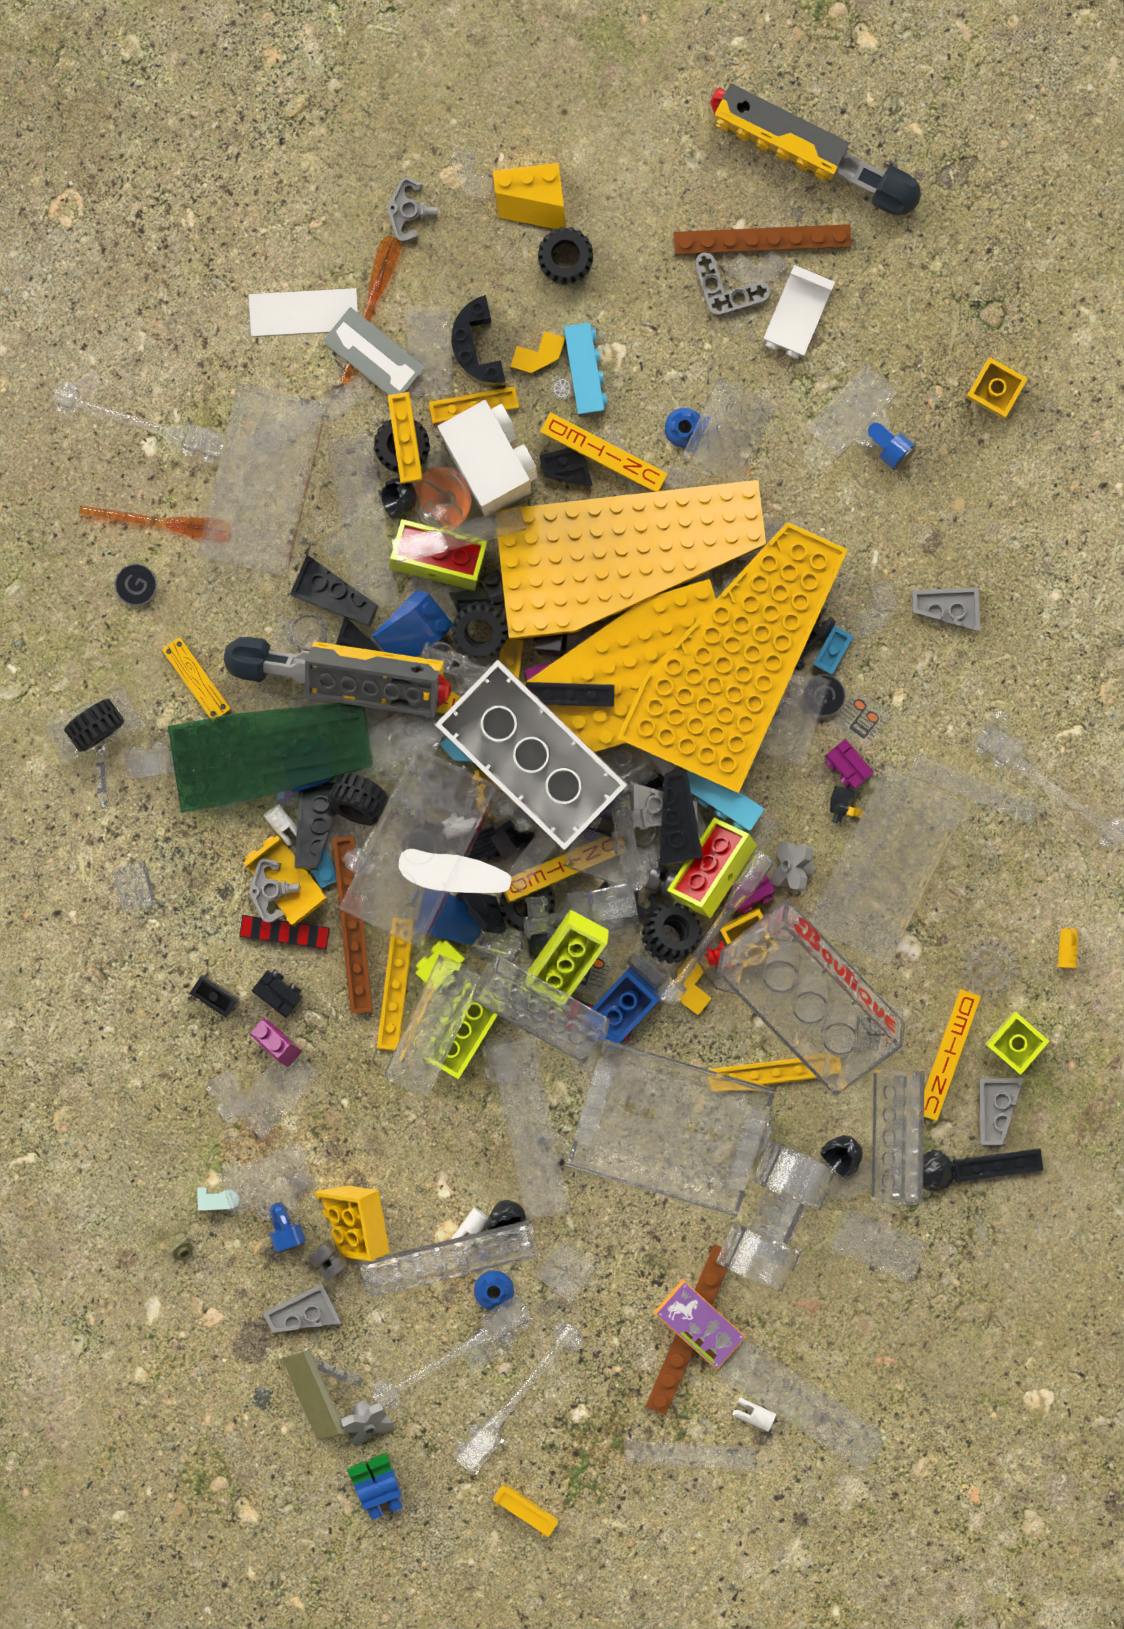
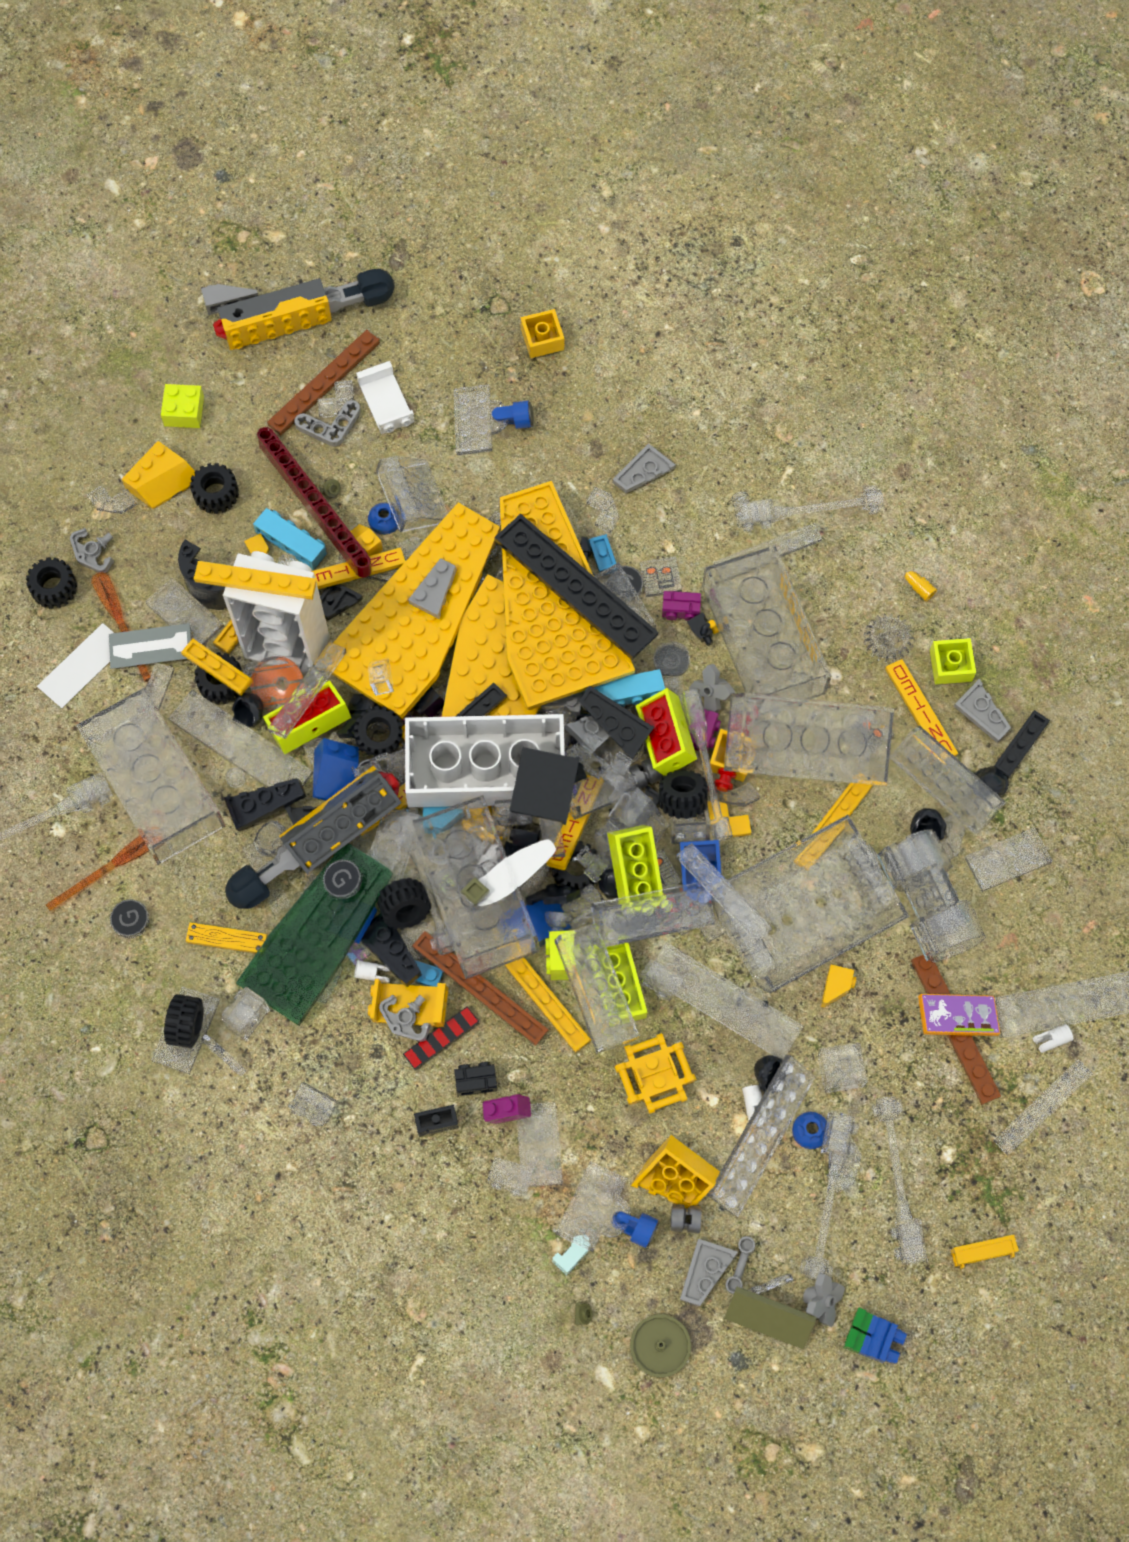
camera: 45 degrees left, 20 degrees down
(215, 1329) = (660, 1346): none -> olive piece
(315, 1343) = (747, 1247): none -> light grey bar
(327, 731) = (342, 879): none -> black tile
(338, 193) = (51, 596): none -> black tyre
(409, 861) = (475, 891): none -> olive tile
(418, 1130) = (655, 1073): none -> yellow brick
(466, 933) = (557, 920): none -> clear brick
(474, 440) = (255, 580): none -> yellow plate
(527, 585) = (380, 676): none -> clear slope
(550, 830) = (544, 785): none -> black piece
(608, 1053) = (724, 892): none -> clear plate
(615, 143) = (182, 406): none -> neon yellow brick
(633, 1205) = (838, 984): none -> yellow slope
(639, 346) = (320, 508): none -> dark red beam
(645, 433) = (367, 539): none -> yellow slope
(650, 548) = (432, 591): none -> light grey wing
(666, 354) = (331, 488): none -> olive plate
(754, 64) = (222, 295): none -> light grey slope
(764, 670) = (576, 586): none -> black plate
(792, 802) = (671, 659): none -> clear tile

